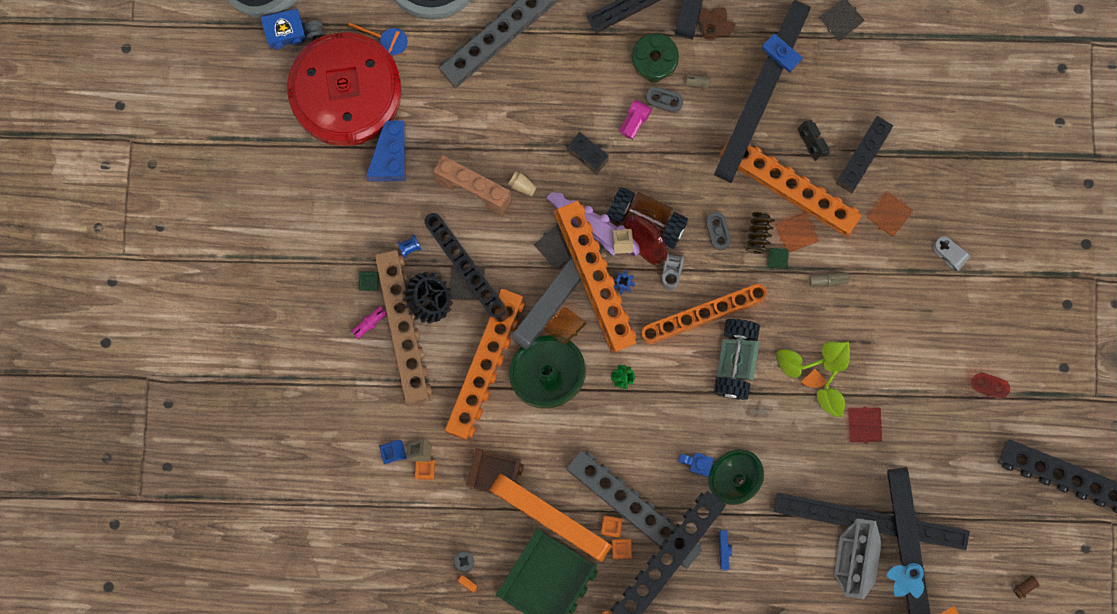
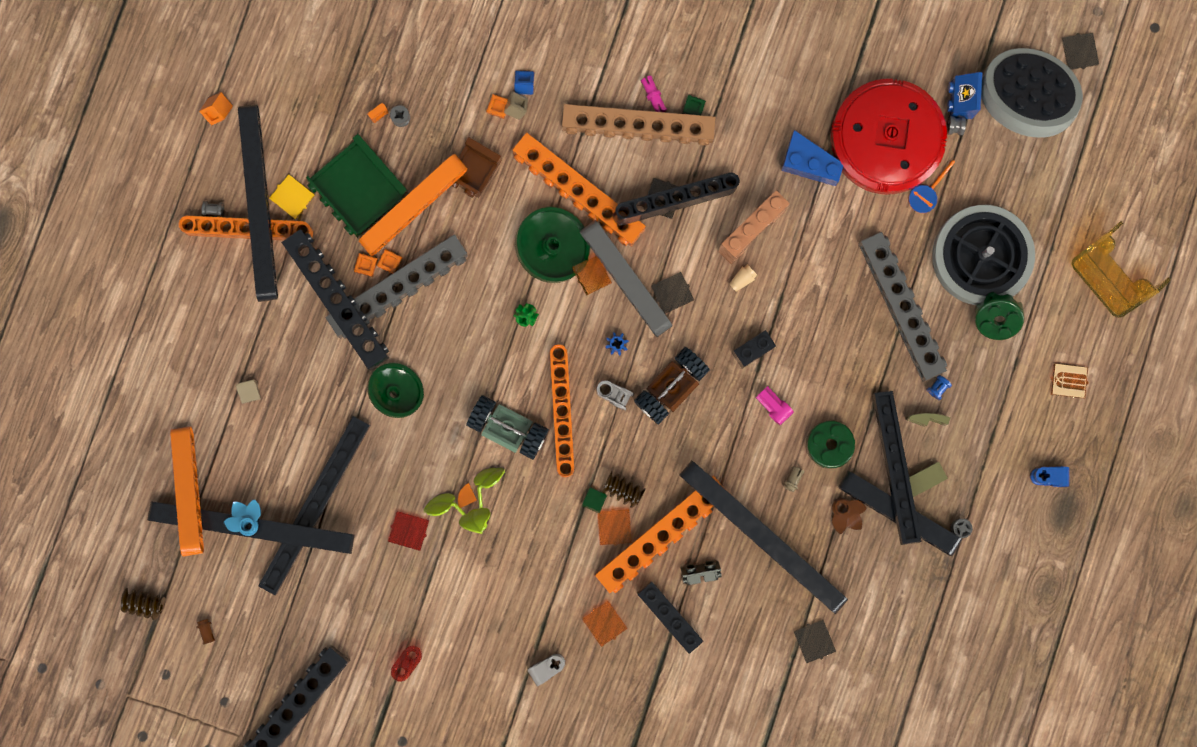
camera: 100 degrees right, 5 degrees up
(409, 246) = (715, 153): blue bush -> none
(427, 286) = (665, 152): black gear -> none
(586, 270) = (560, 319): orange brick -> none
(601, 224) = (678, 335): lavender animal -> none
(622, 241) = (653, 352): tan slope -> none
(649, 238) = (649, 378): clear red dish -> none
(665, 98) = (784, 440): dark grey plate -> none
(699, 463) = (421, 361): blue plate -> none
(719, 231) = (638, 451): dark grey plate -> none
(725, 550) = (332, 359): blue plate -> none
(782, 53) = (794, 567): blue plate -> none
(829, 279) = (558, 542): dark tan axle -> none
(858, 558) = (281, 480): light grey wedge -> none

